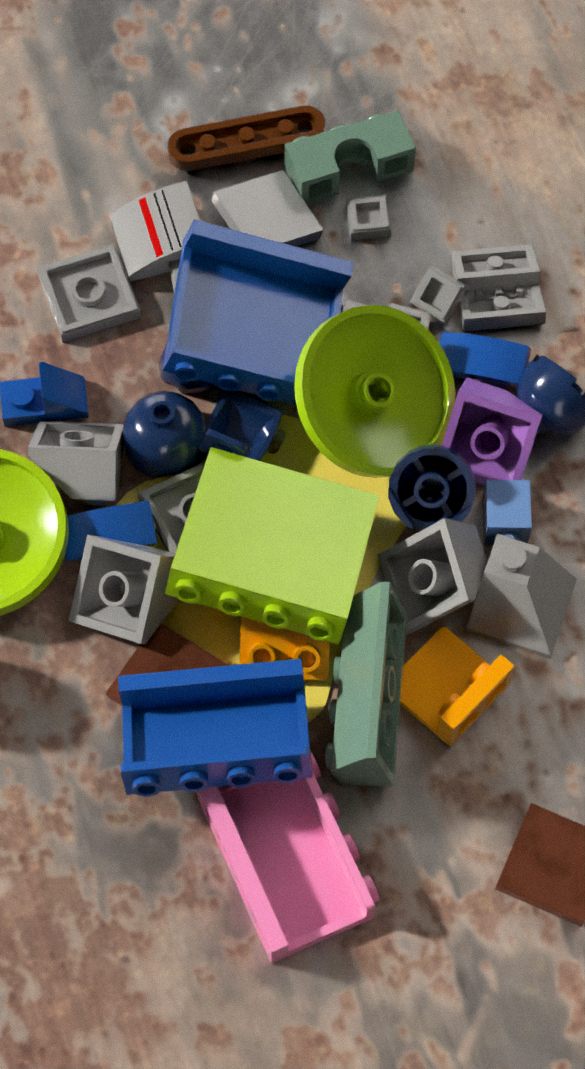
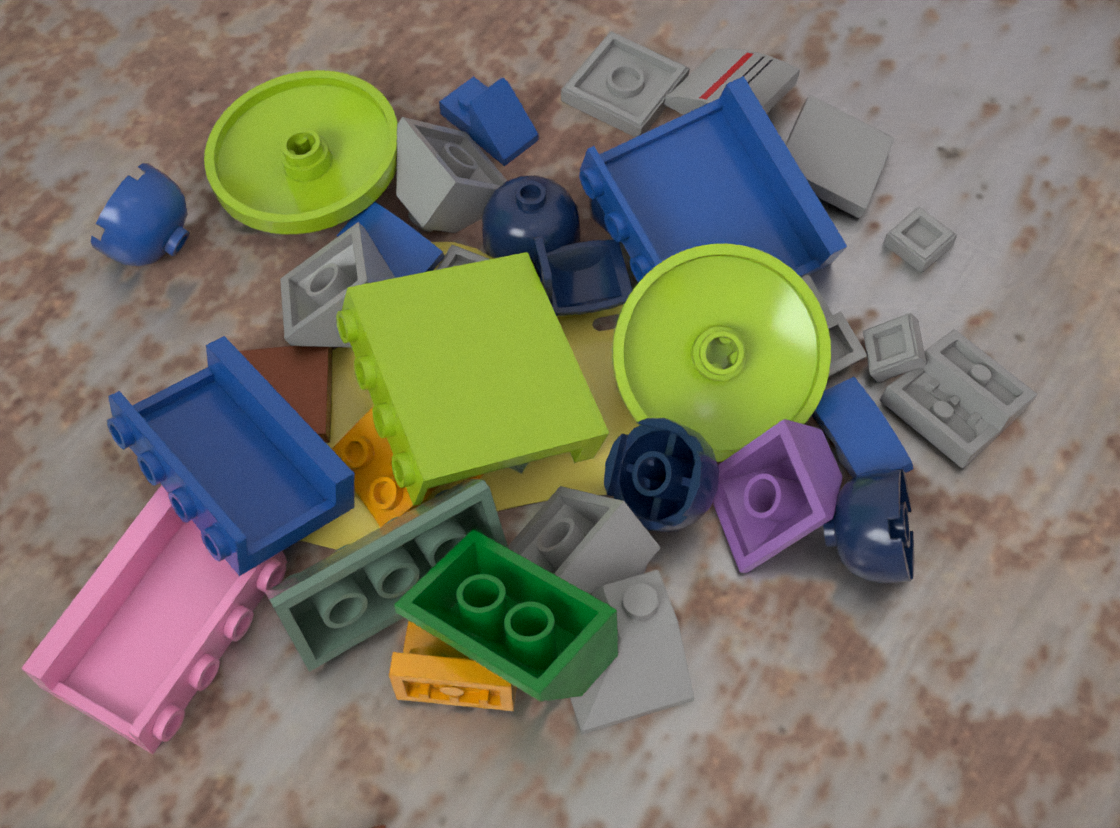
camera: 55 degrees right, 5 degrees down
(242, 137) = (899, 91): reddish brown plate -> none
(377, 142) = (935, 155): sand green arch -> none
(475, 631) = (514, 619): none -> green slope
(506, 510) = (704, 571): medium blue brick -> none

